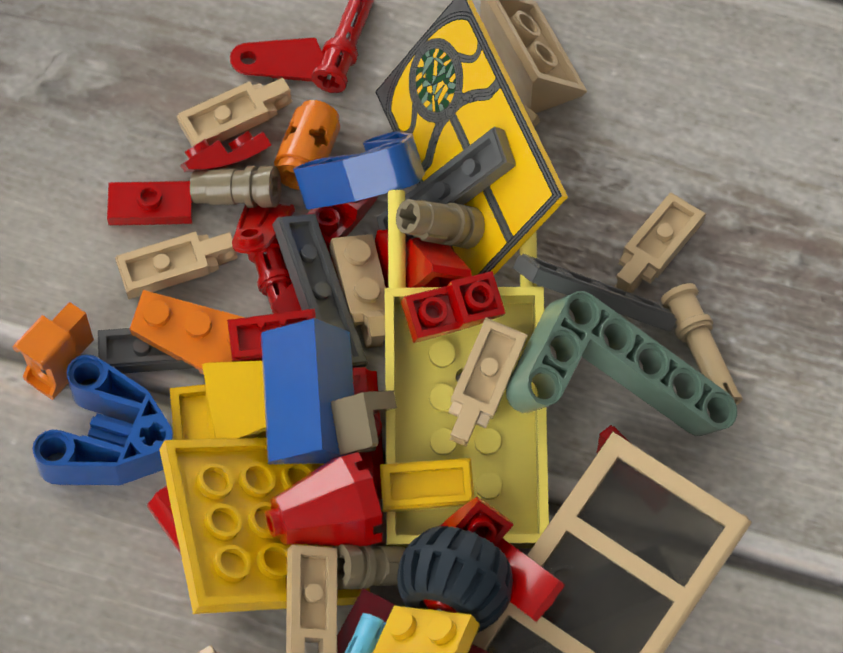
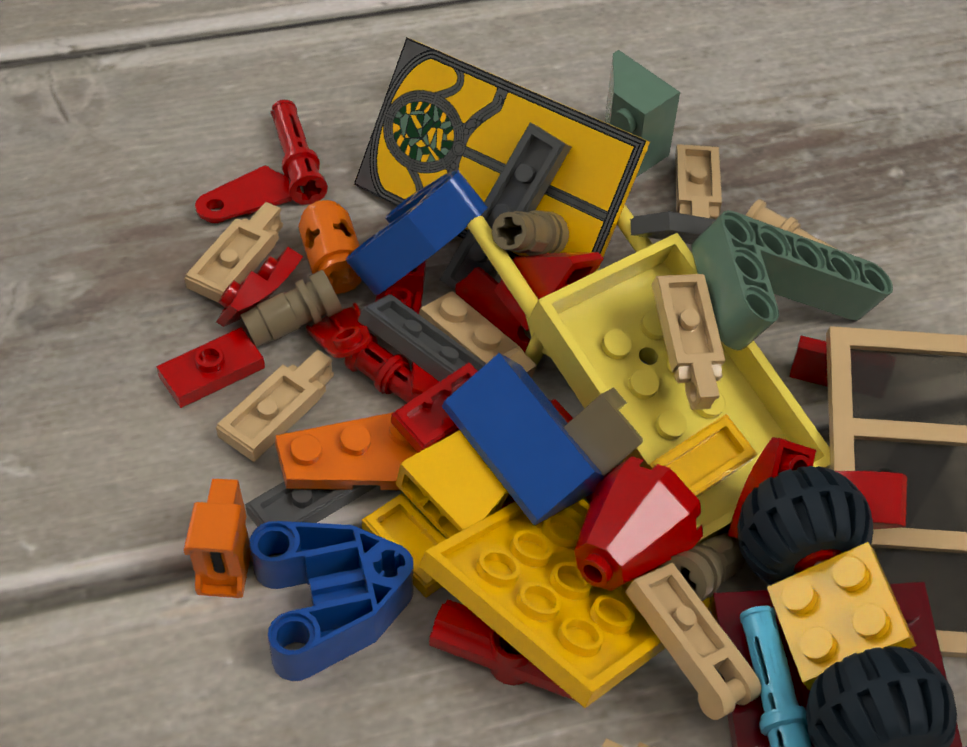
camera: 35 degrees left, 10 degrees down
(453, 307) = (615, 284): red slope -> none
(643, 150) = (642, 106): none -> sand green slope

